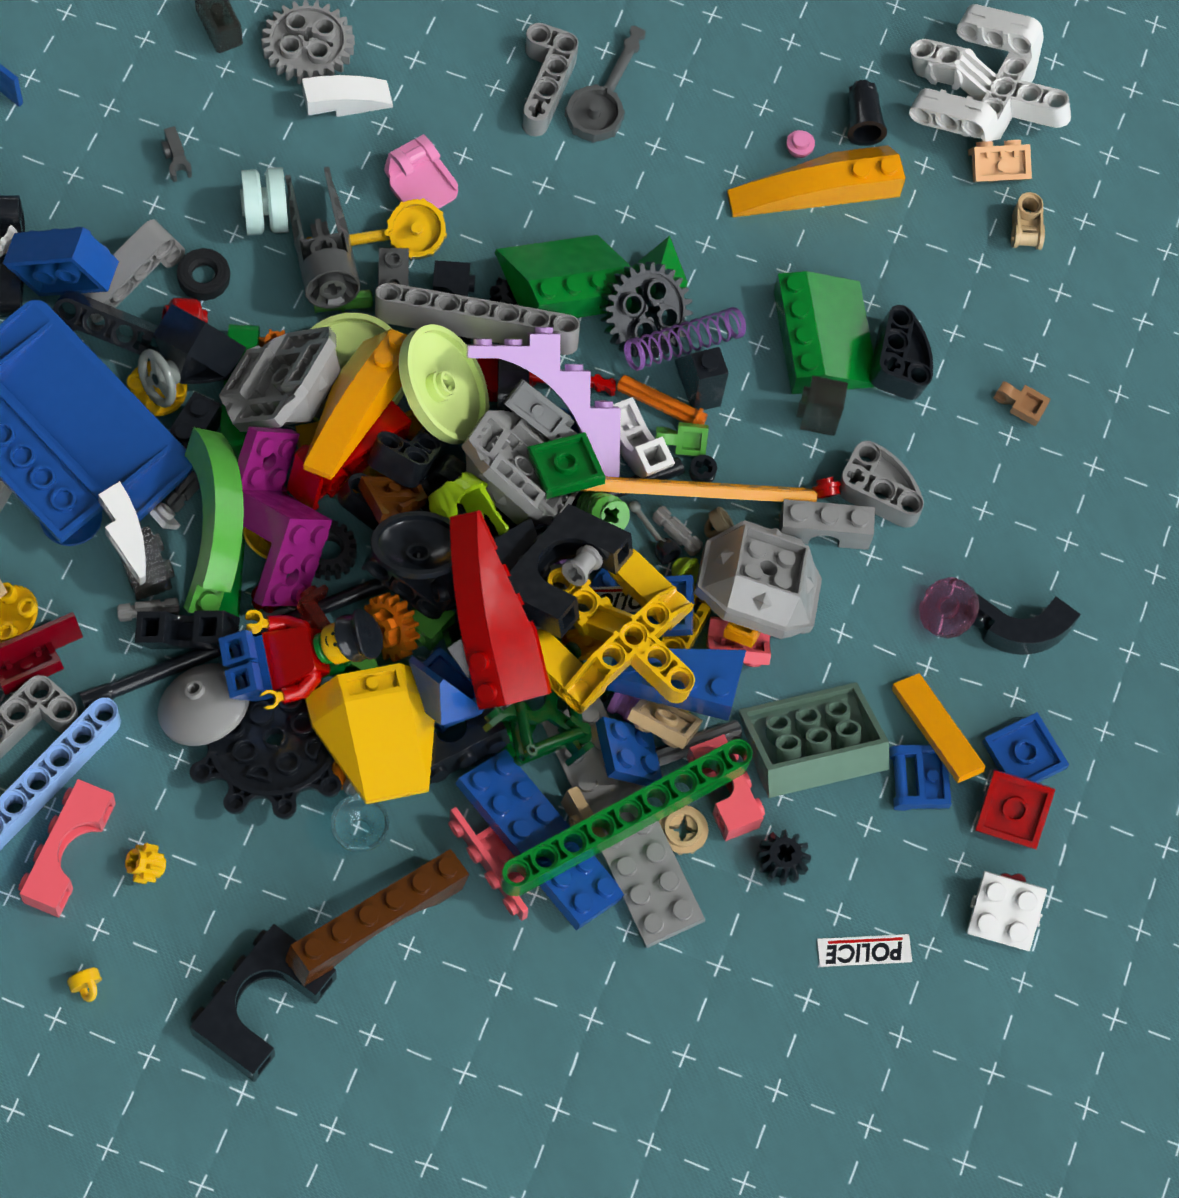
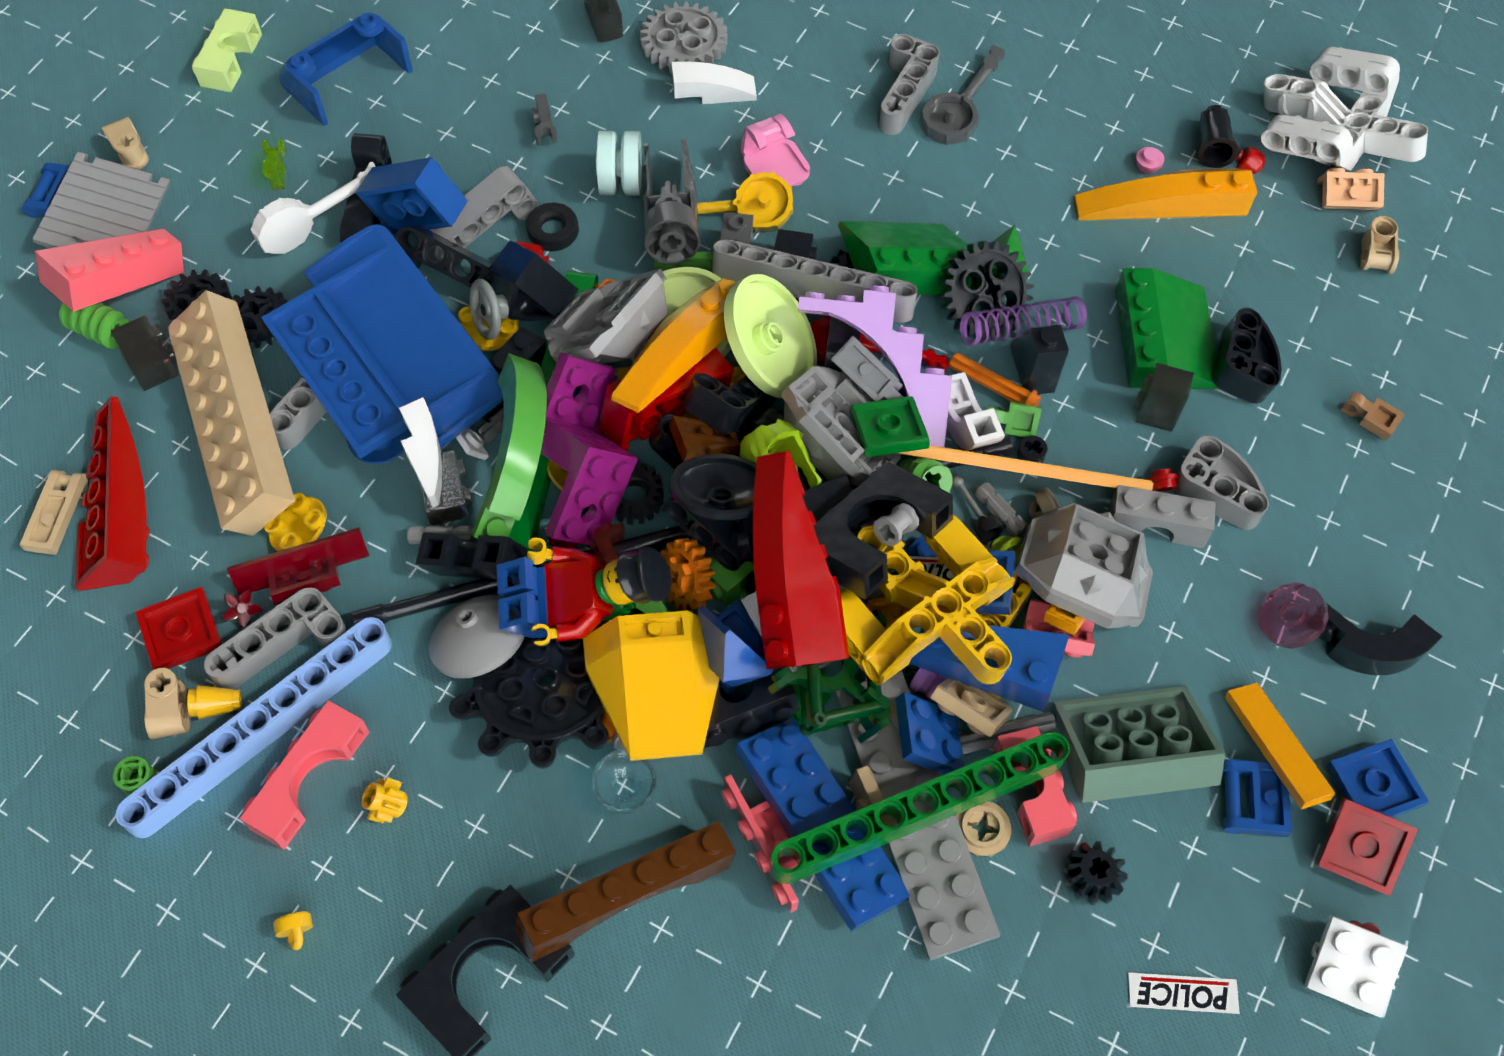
camera: 15 degrees right, 5 degrees down
(901, 134) = (1251, 159): none -> red piece

